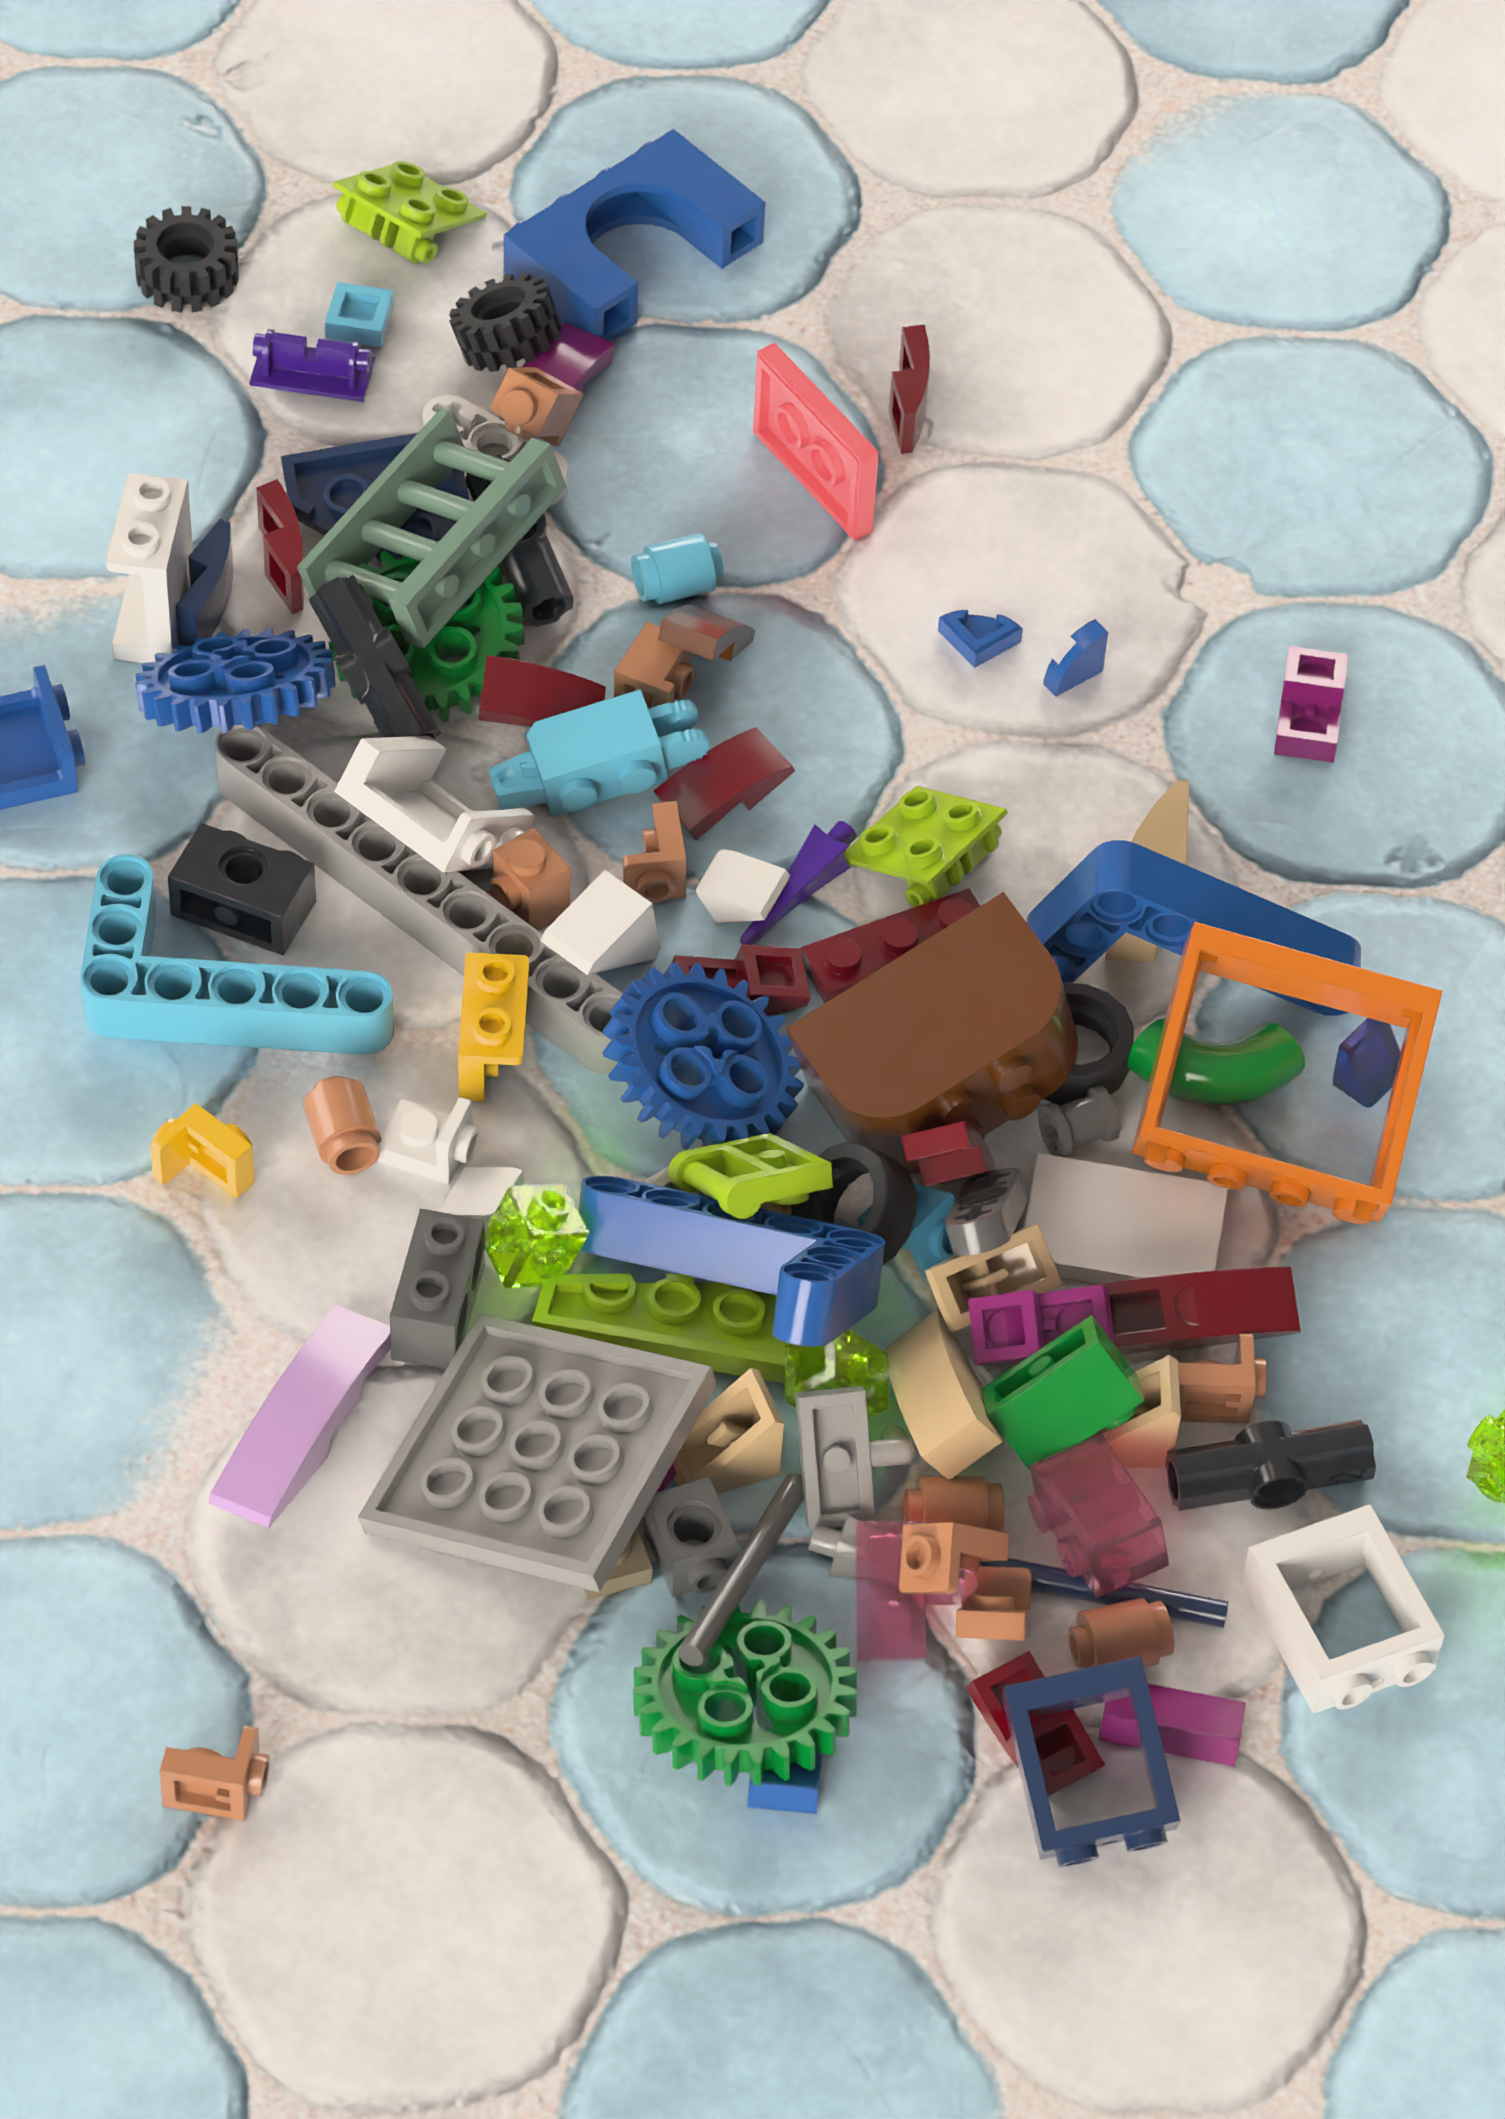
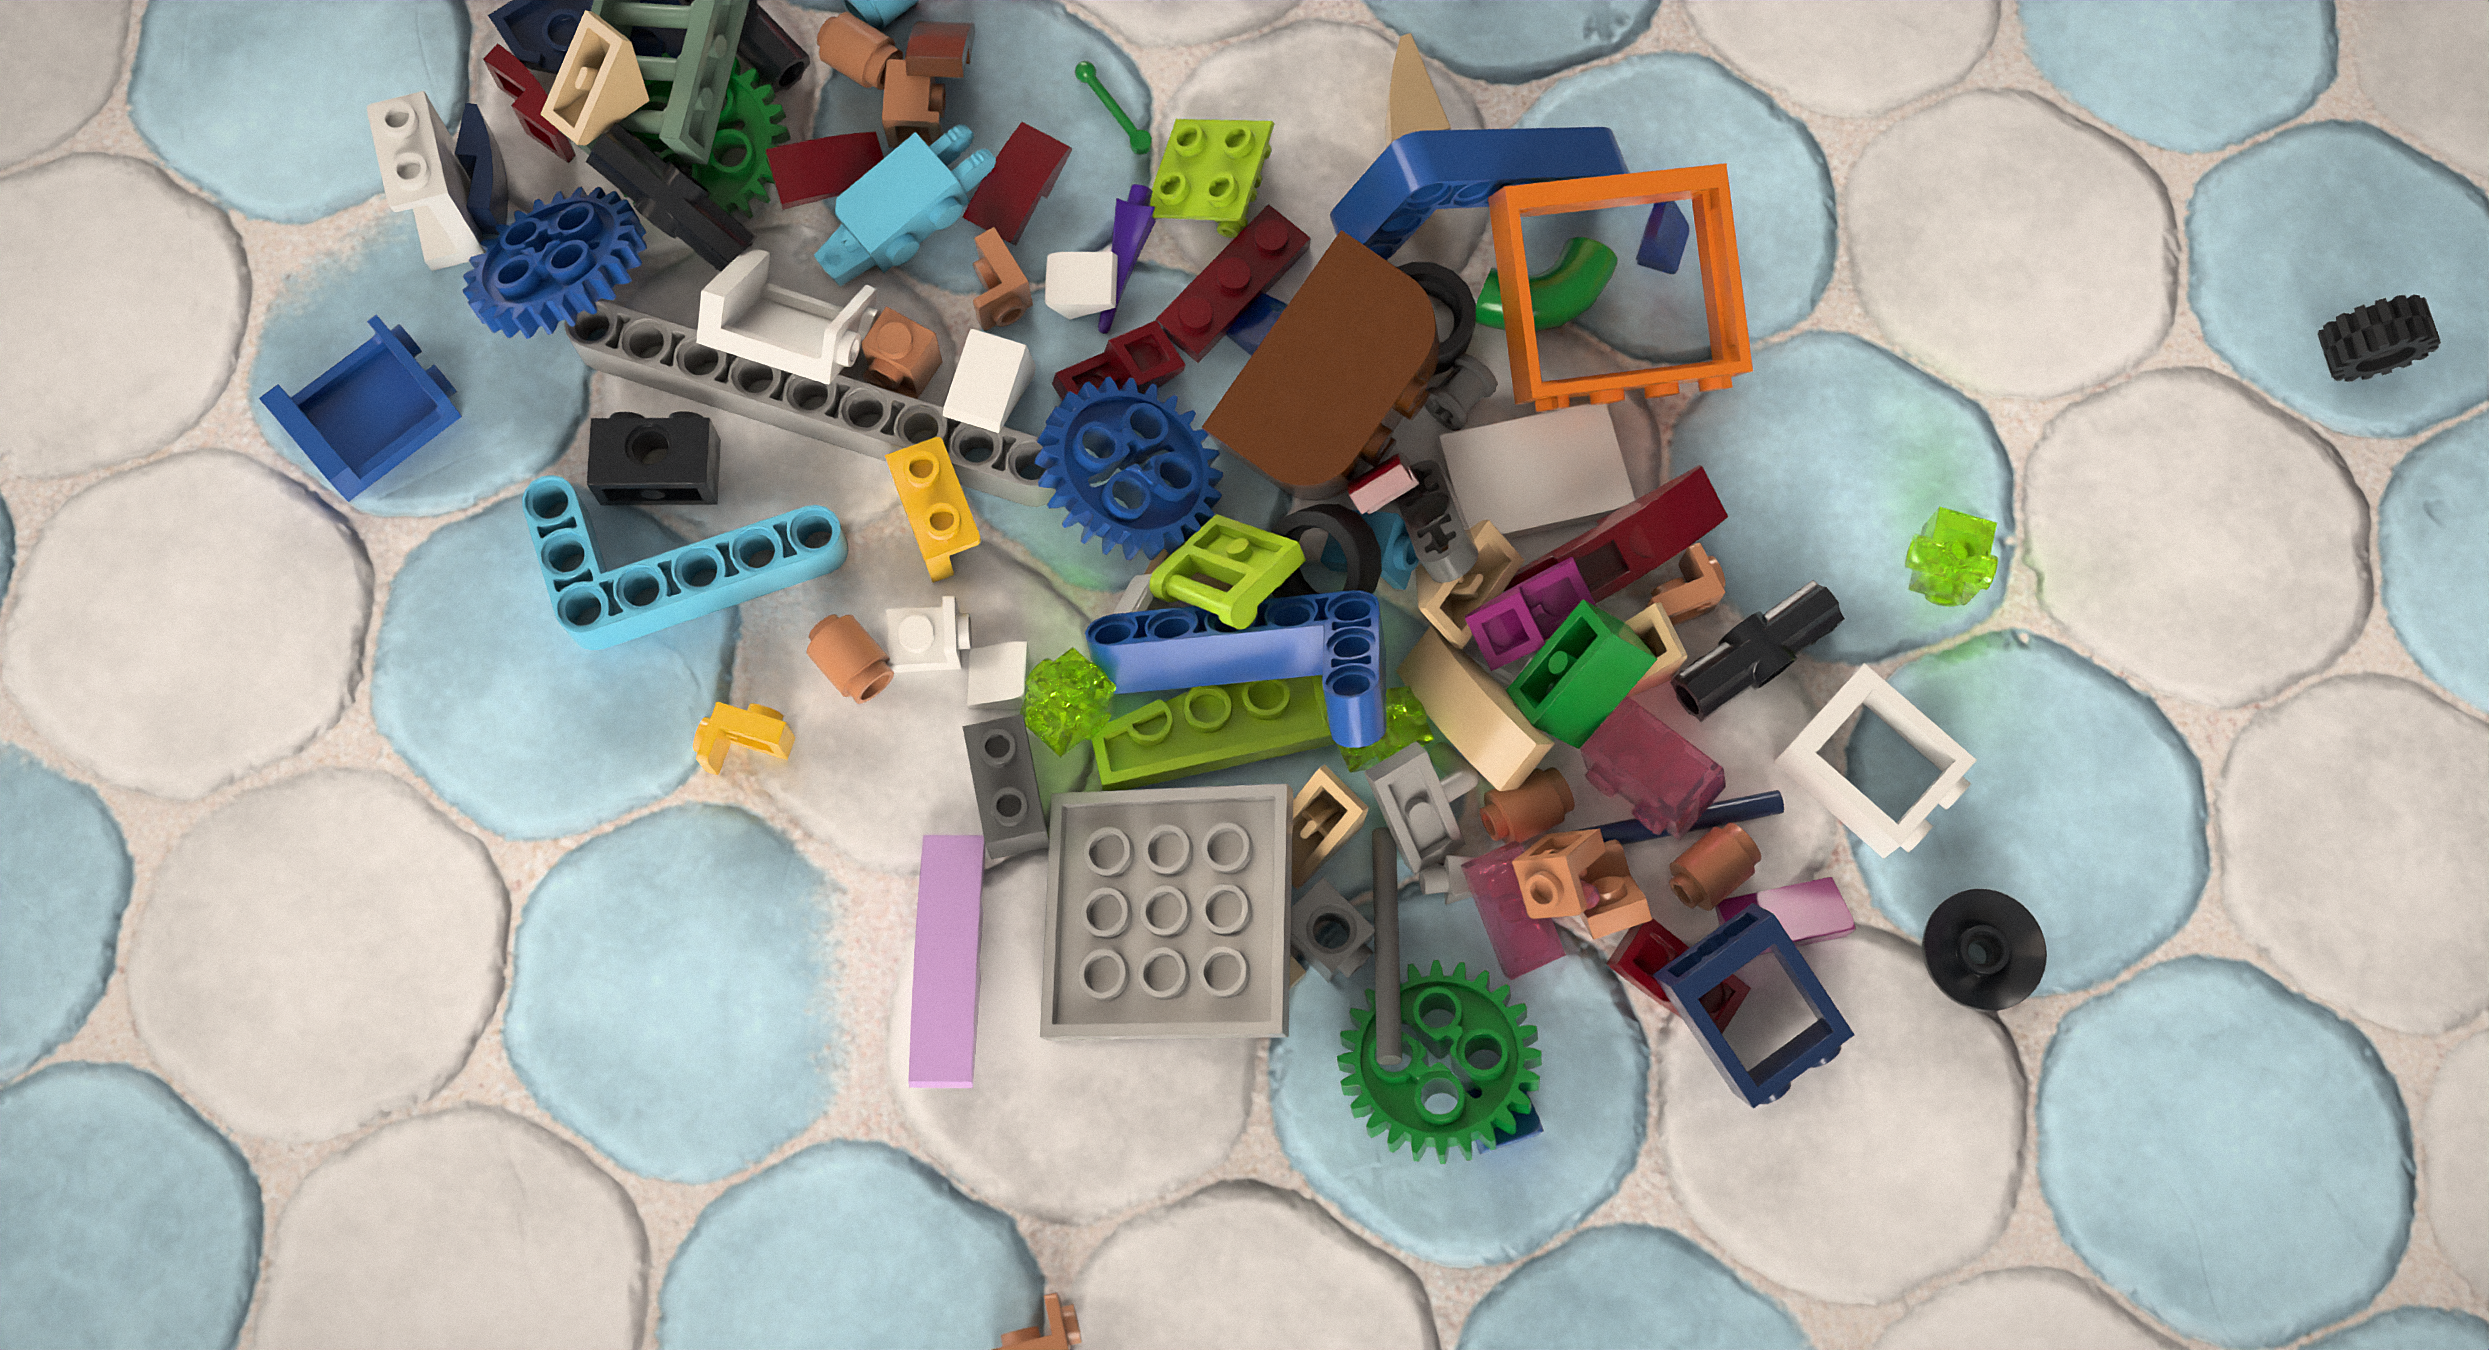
camera: 25 degrees left, 20 degrees up
(352, 531) = (595, 83): none -> tan slope
(621, 606) = (856, 49): none -> nougat brick
(869, 791) = (1139, 139): none -> green hinge
(1372, 1796) = (2006, 933): none -> black dish

